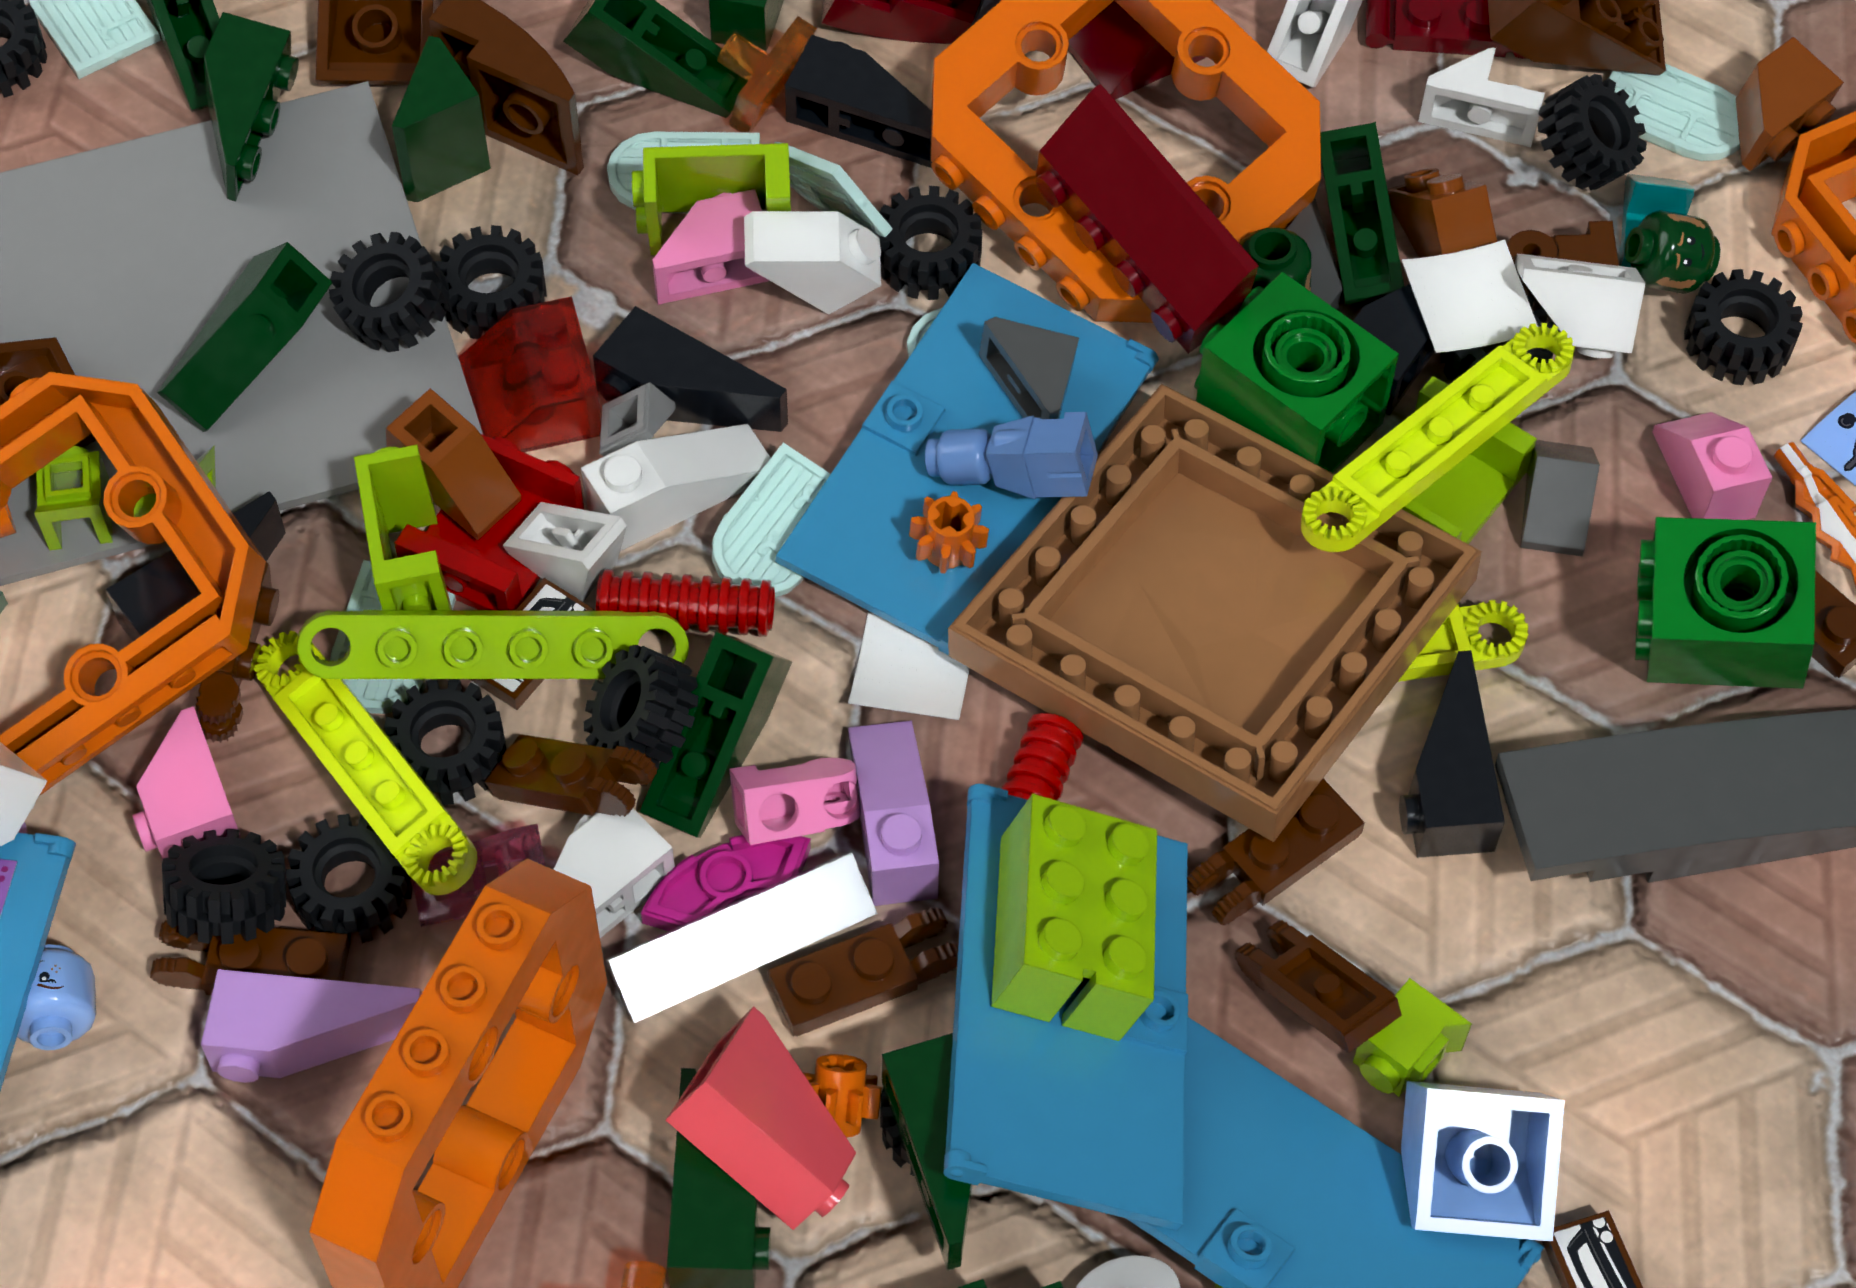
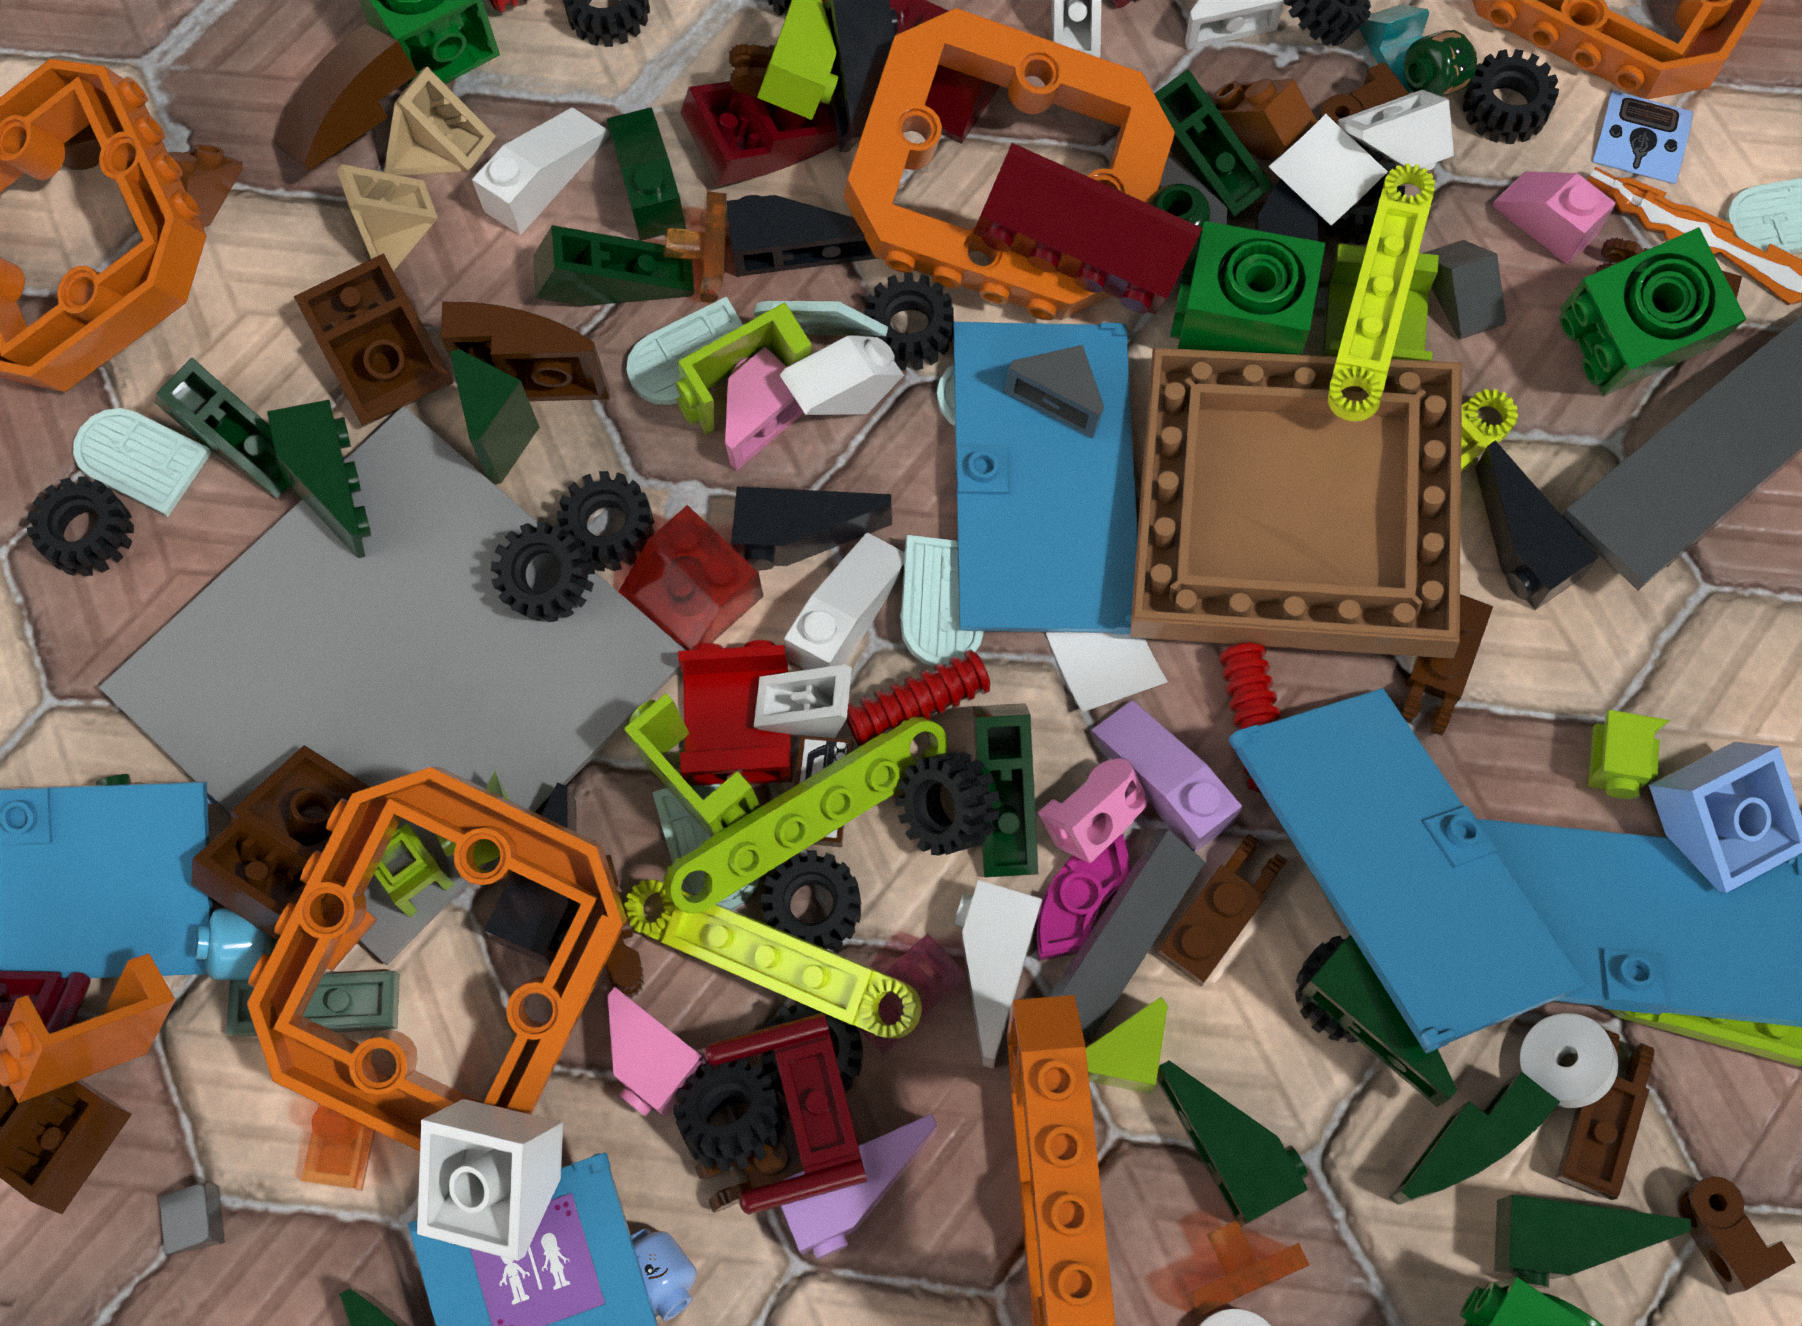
camera: 25 degrees left, 10 degrees up
(244, 333) = (454, 663): dark green slope -> none
(307, 915) = (815, 1107): none -> dark red plate
(457, 463) = (697, 686): dark orange slope -> none
(570, 776) = (927, 883): reddish brown hinge -> none
(633, 417) = (791, 579): light grey slope -> none
(657, 1043) = (1130, 1052): none -> lime slope
(765, 1123) = (1244, 1073): coral slope -> none
(846, 1090) = (1273, 1018): orange gear -> none
(948, 532) = (1080, 529): orange gear -> none
(1022, 456) = (1098, 457): medium blue piece -> none
(1074, 907) = (1379, 800): lime piece -> none
(1320, 986) = (1552, 749): reddish brown hinge -> none

